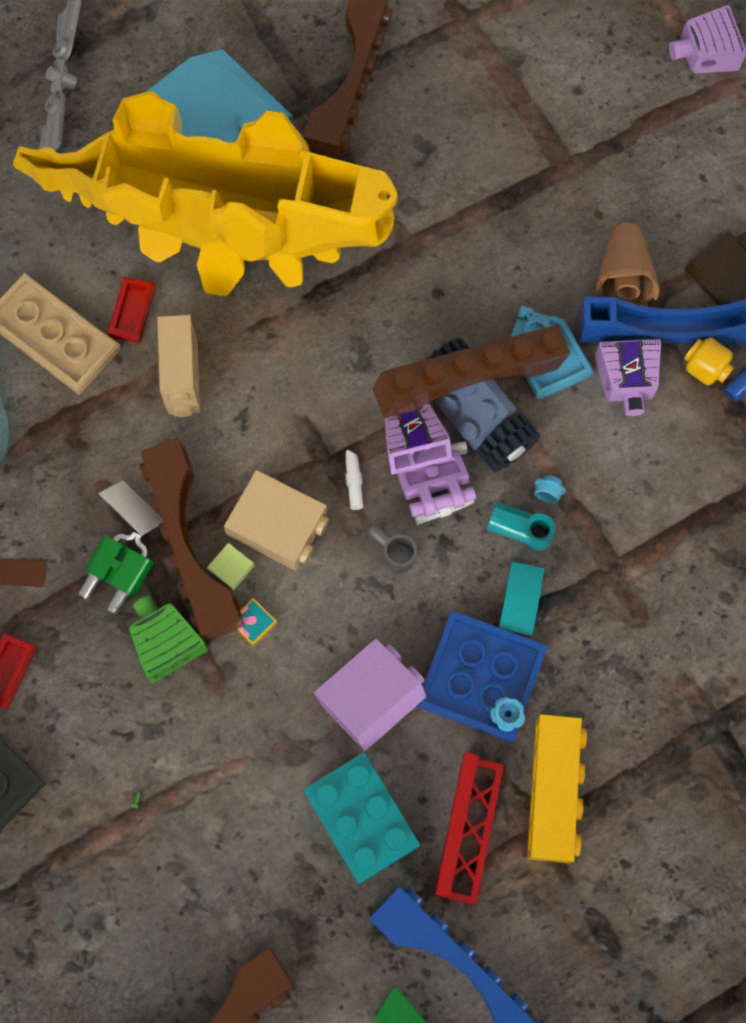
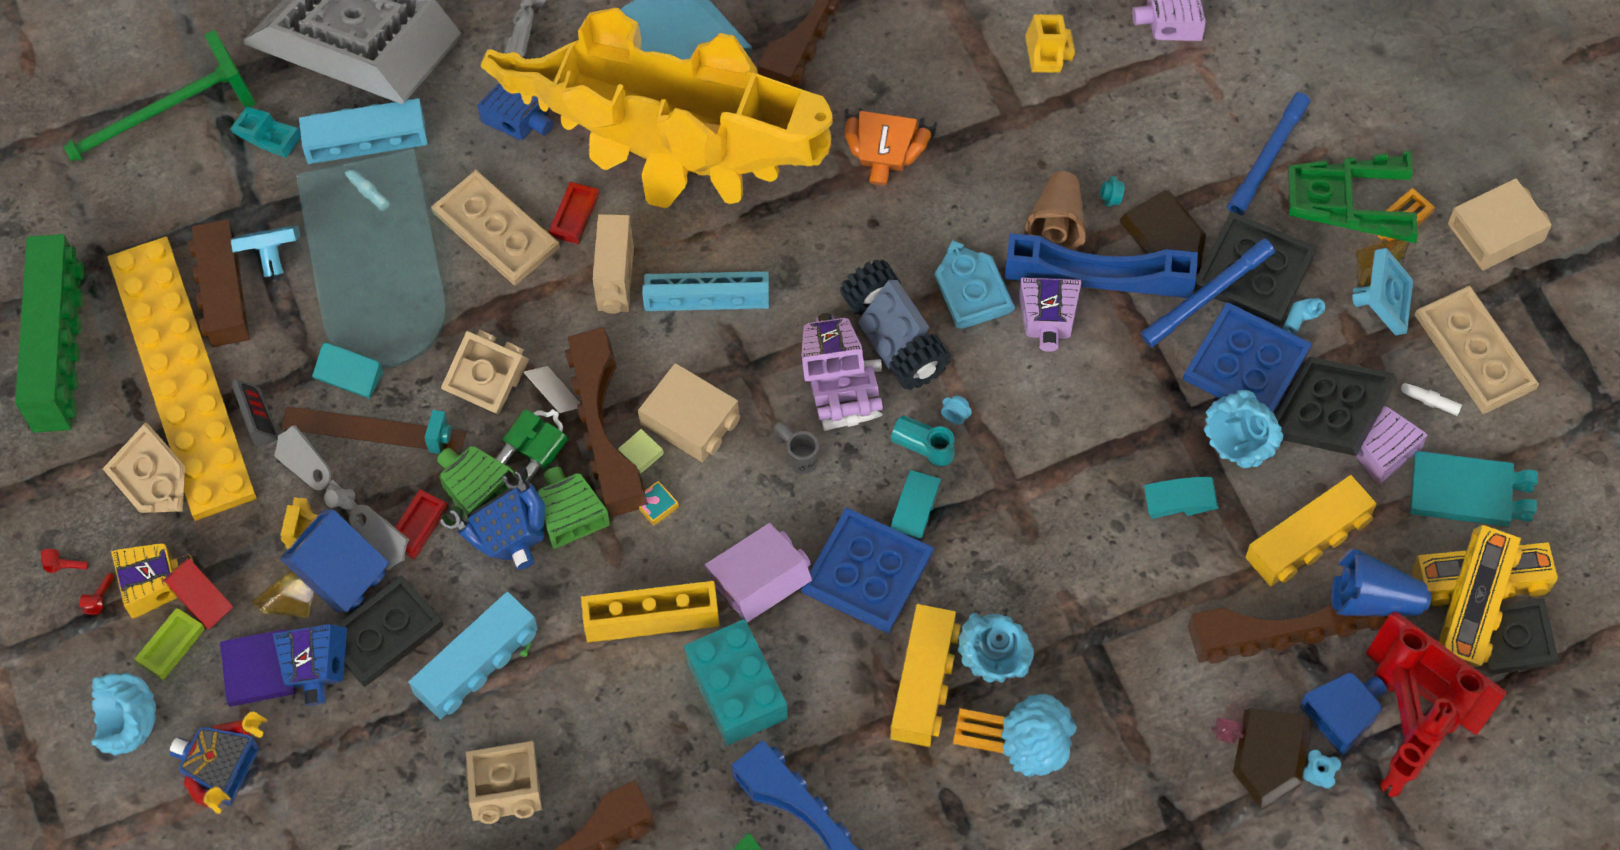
camera: 10 degrees right, 10 degrees down
(15, 569) = (437, 432): none -> teal plate
(54, 212) = (511, 115): none -> blue torso
(58, 495) = (485, 371): none -> tan plate
(60, 619) = (472, 477): none -> bright green torso
(81, 818) = (474, 656): none -> medium azure brick
(98, 668) = (505, 524): none -> blue torso
(128, 960) = (503, 782): none -> tan plate
(261, 750) = (650, 611): none -> yellow brick
(277, 388) = (707, 293): none -> medium azure fence
(354, 481) = (768, 386): white piece -> none
(424, 381) = (838, 293): reddish brown arch -> none
(441, 206) = (885, 141): none -> orange torso
(456, 827) = (826, 695): red fence -> none
(512, 705) = (886, 593): medium azure plate -> none
(591, 87) = (1048, 43): none -> yellow brick
(627, 755) = (991, 656): none -> medium azure hair
(659, 845) = (981, 718): none -> light orange tile
(675, 239) = (1112, 191): none -> teal plate
(682, 844) = (1038, 735): none -> medium azure hair
(709, 361) = (1128, 306): yellow head -> none

